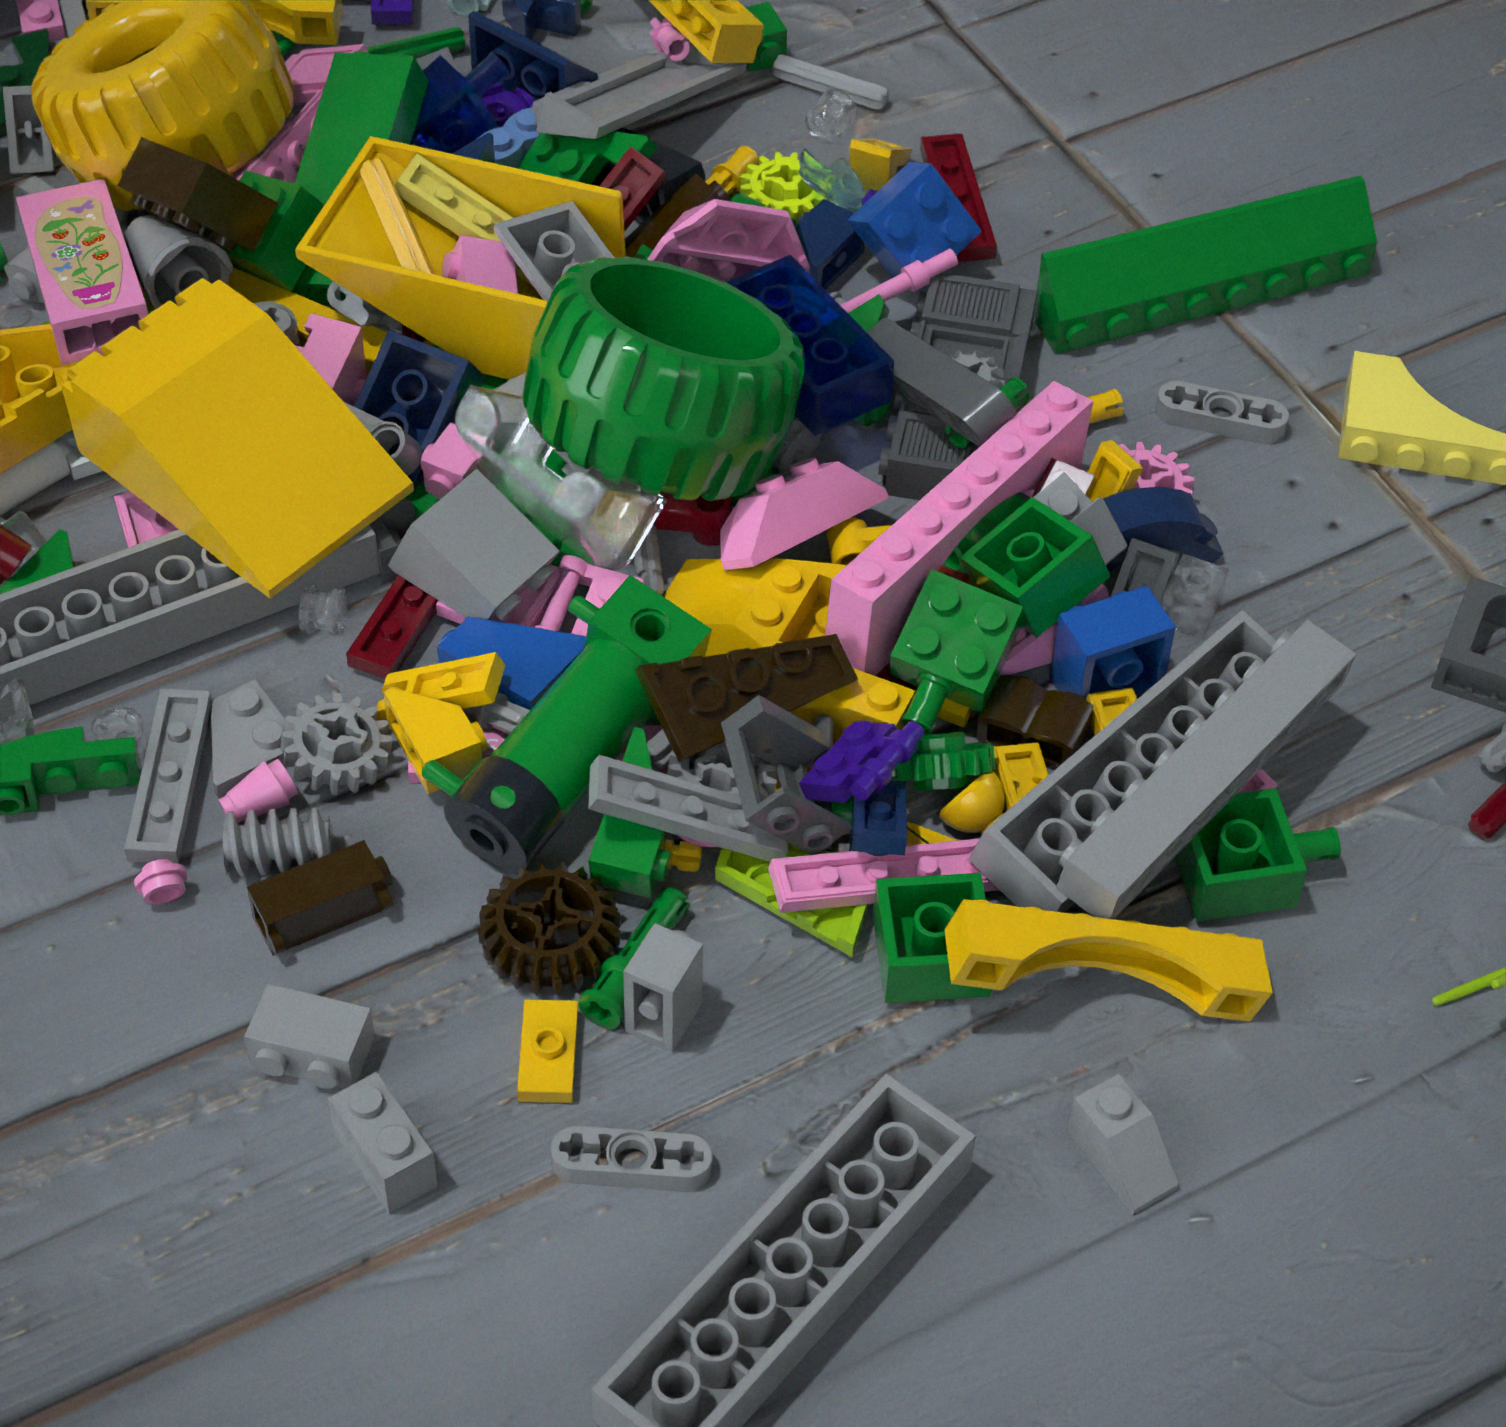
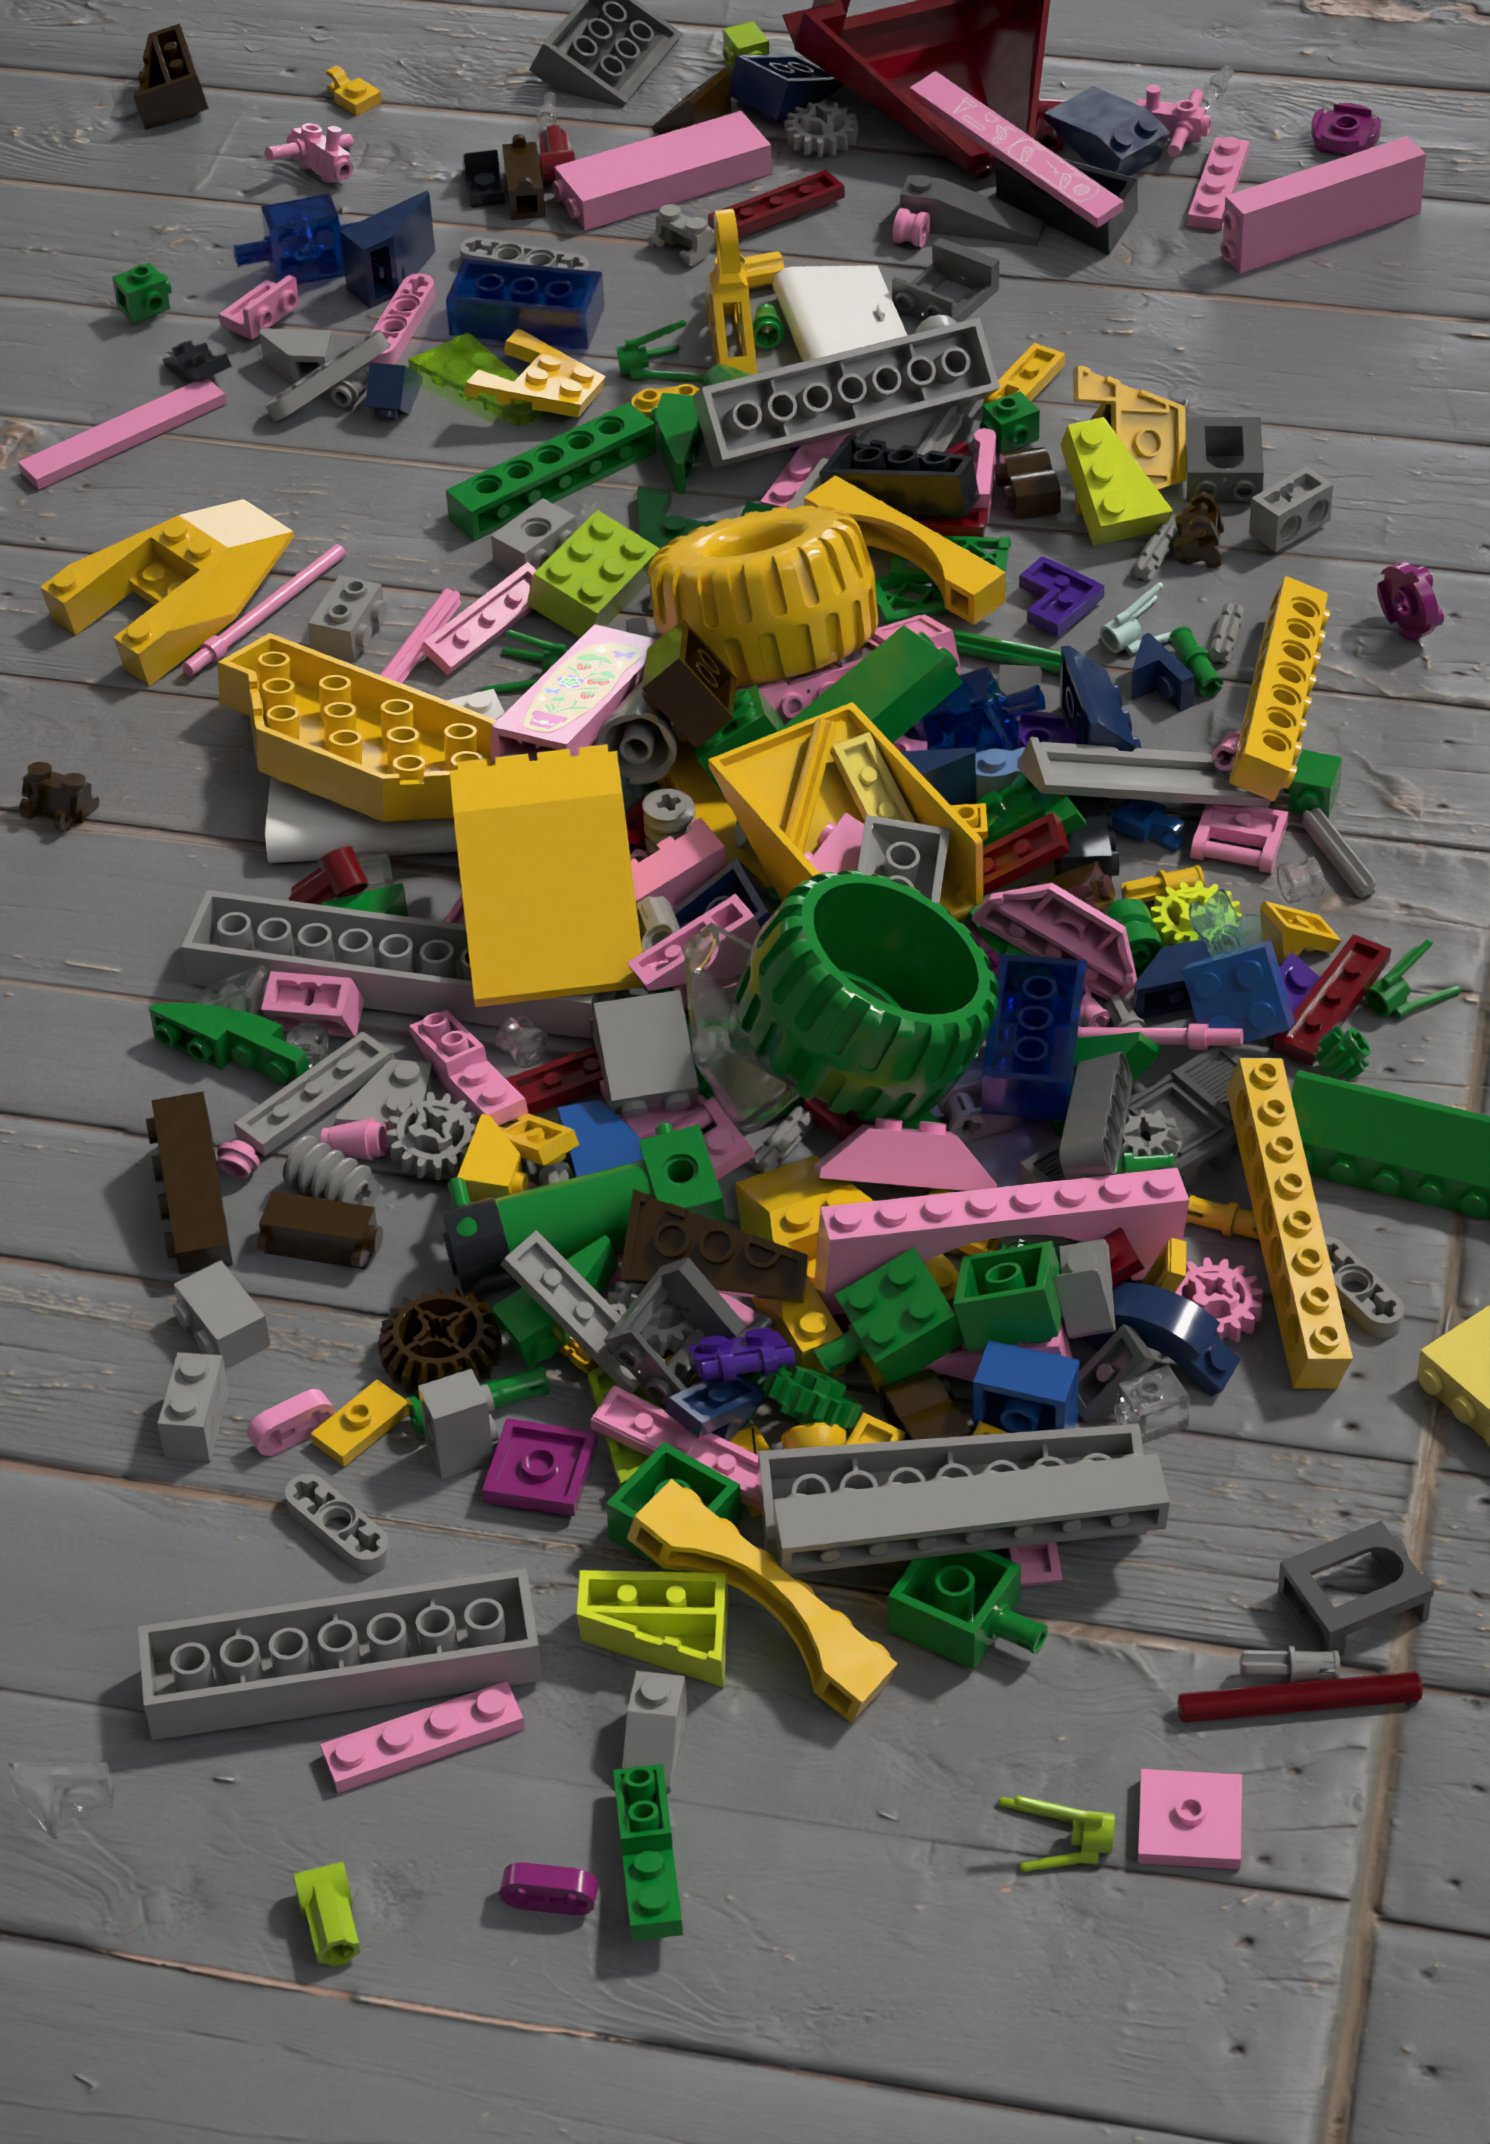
camera: 45 degrees right, 5 degrees down
(86, 686) = (313, 999): none -> bright pink brick
(149, 930) = (191, 1182): none -> dark brown wedge
(297, 670) = (464, 1069): none -> bright pink slope
(434, 442) = (664, 962): none -> bright pink slope
(488, 1094) = (289, 1422): none -> bright pink beam
(668, 131) = (1148, 818): none -> blue plate
(740, 97) = (1240, 825): none -> bright pink plate
(763, 980) = (540, 1467): none -> magenta plate
(923, 1301) = (422, 1737): none -> bright pink plate
(995, 169) = (1391, 991): none -> green plant
(1019, 233) = (1343, 1053): none -> green gear
(1029, 1040) = (658, 1618): none -> neon yellow wedge
(1149, 384) = (1288, 1224): none -> yellow brick
(1193, 1351) = (548, 1888): none -> magenta beam
(1240, 1262) = (647, 1853): none -> green slope

